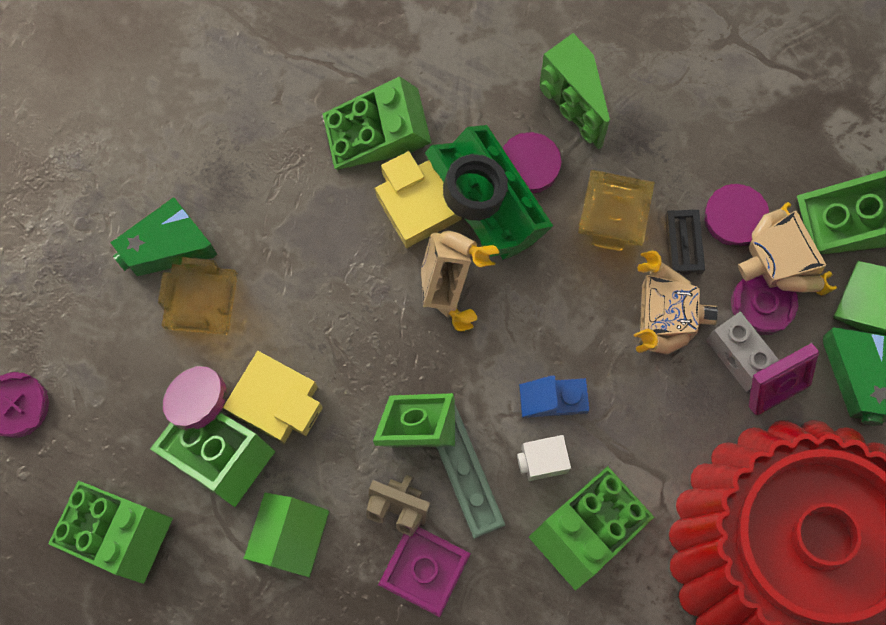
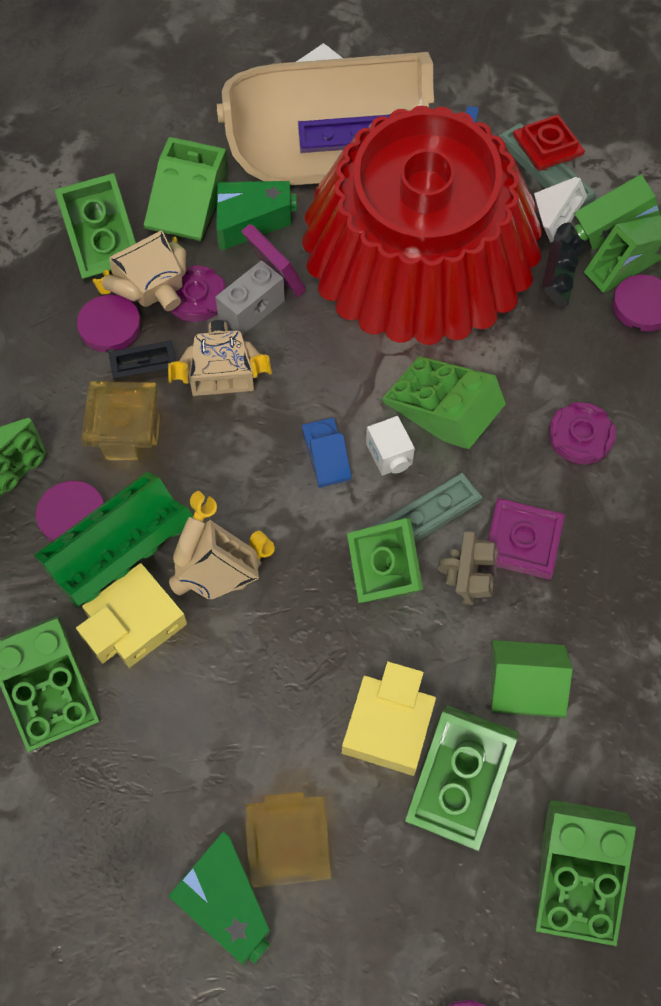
camera: 105 degrees left, 10 degrees down
(194, 398) = (411, 808): tile -> none
(484, 167) = (111, 515): black tyre -> none

